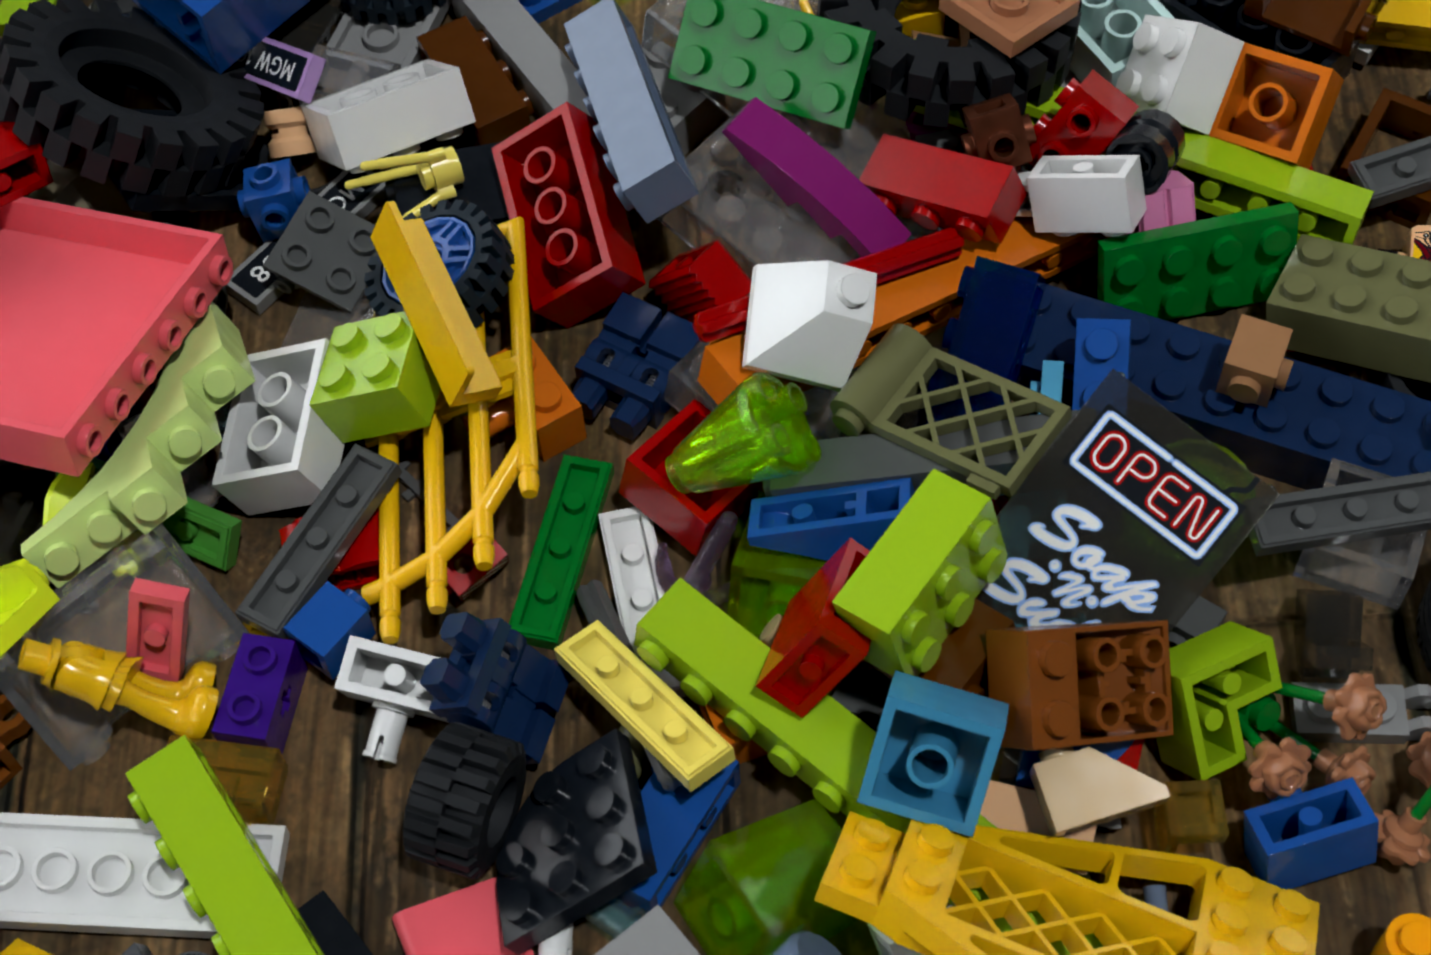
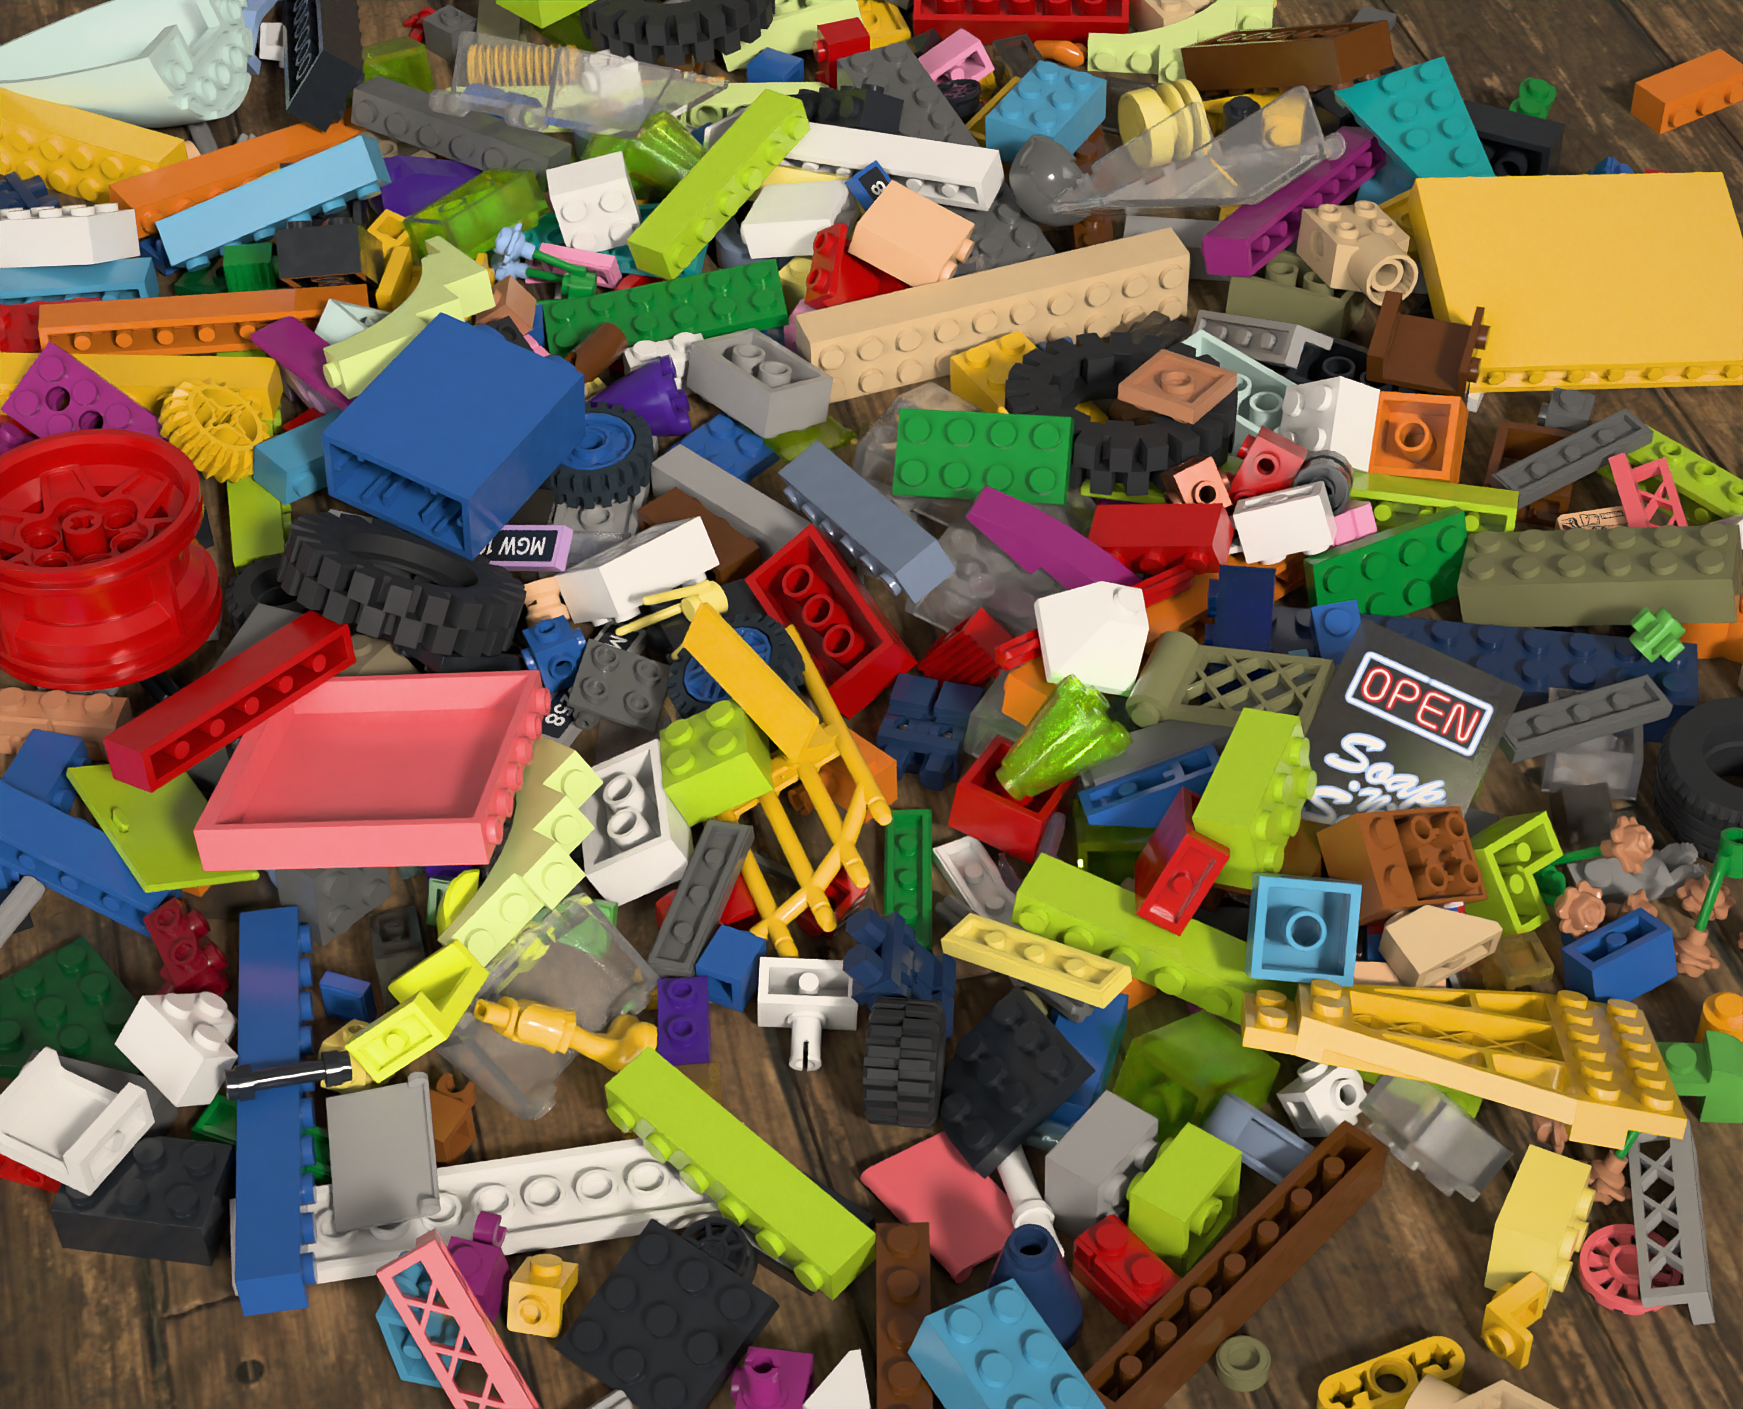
camera: 15 degrees left, 15 degrees down
(158, 627) = (585, 980): coral plate -> none
(1256, 361) = (1465, 623): medium nougat brick -> none

